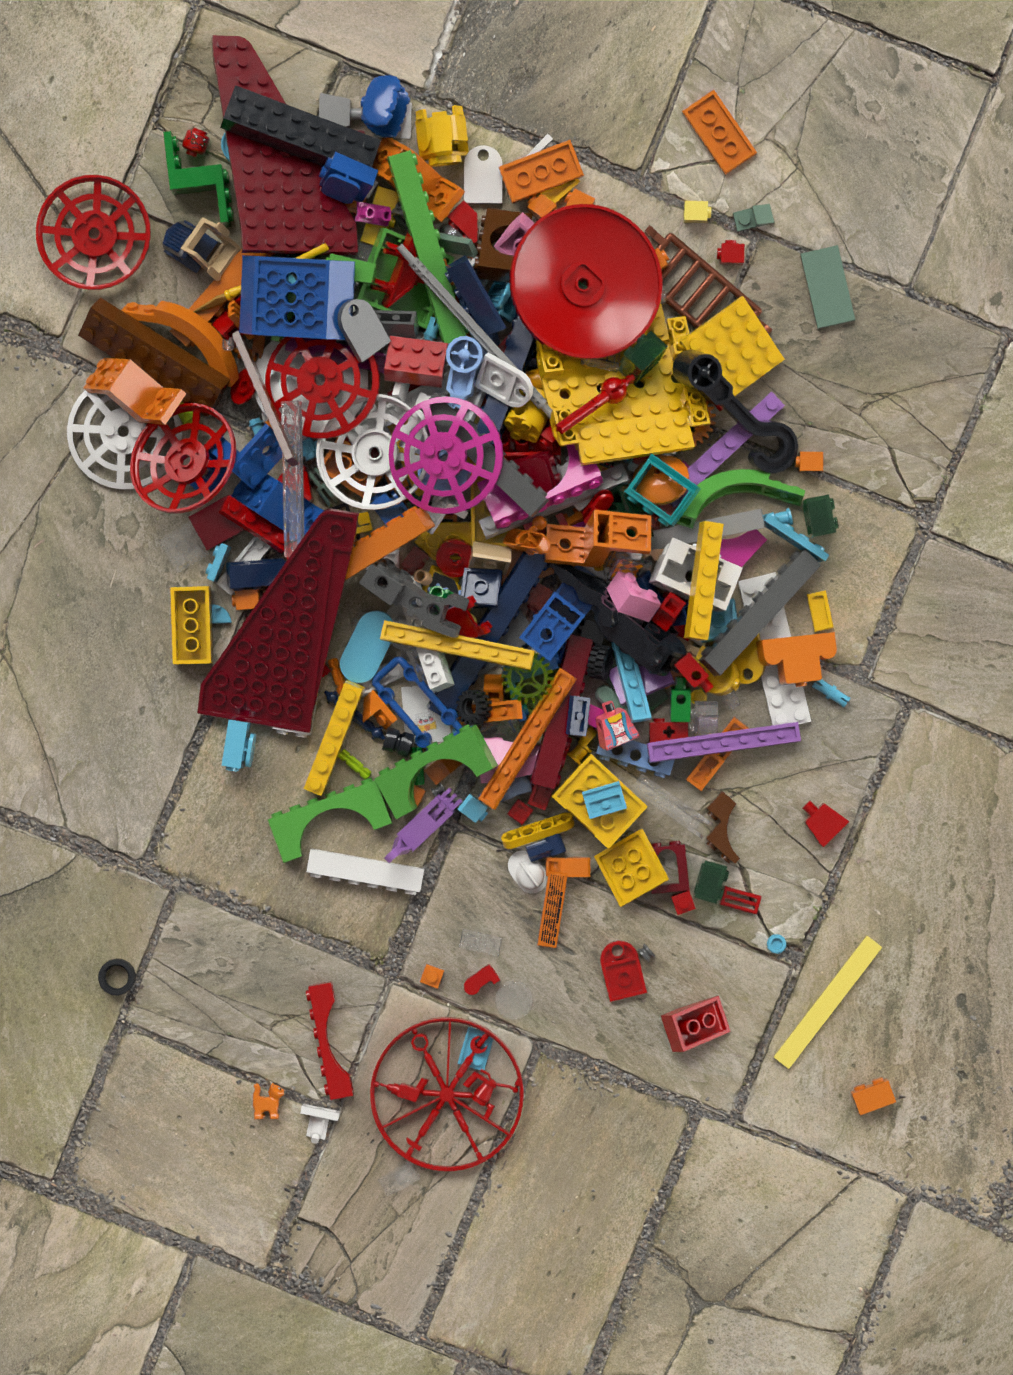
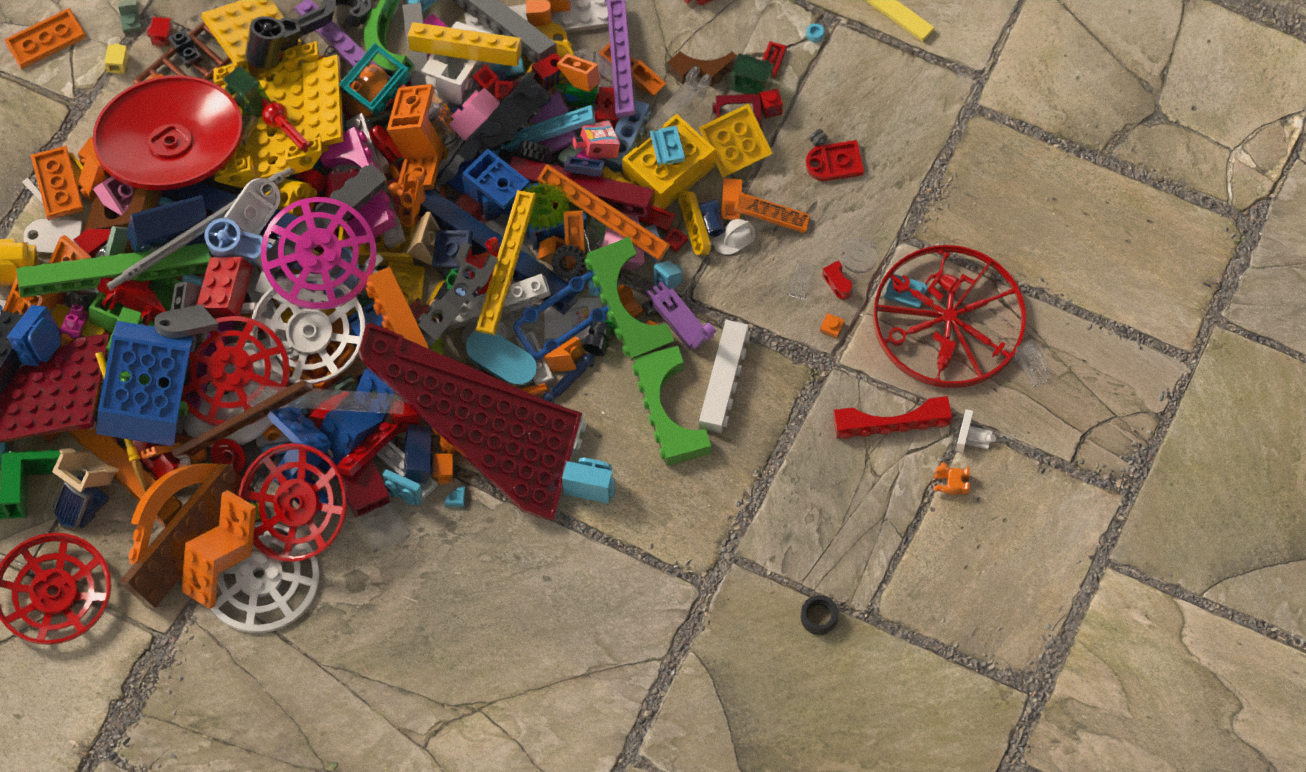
camera: 85 degrees left, 25 degrees down
(191, 625) = (463, 518): yellow brick -> none
(334, 737) = (589, 392): yellow brick -> none
(353, 763) = (617, 382): lime axle -> none
(448, 548) = (416, 286): red plate -> none
(665, 623) = (502, 89): none -> red tile
(687, 702) = (579, 72): none -> orange slope
(695, 1024) = (889, 101): red slope -> none
(708, 283) = (185, 49): none -> black slope

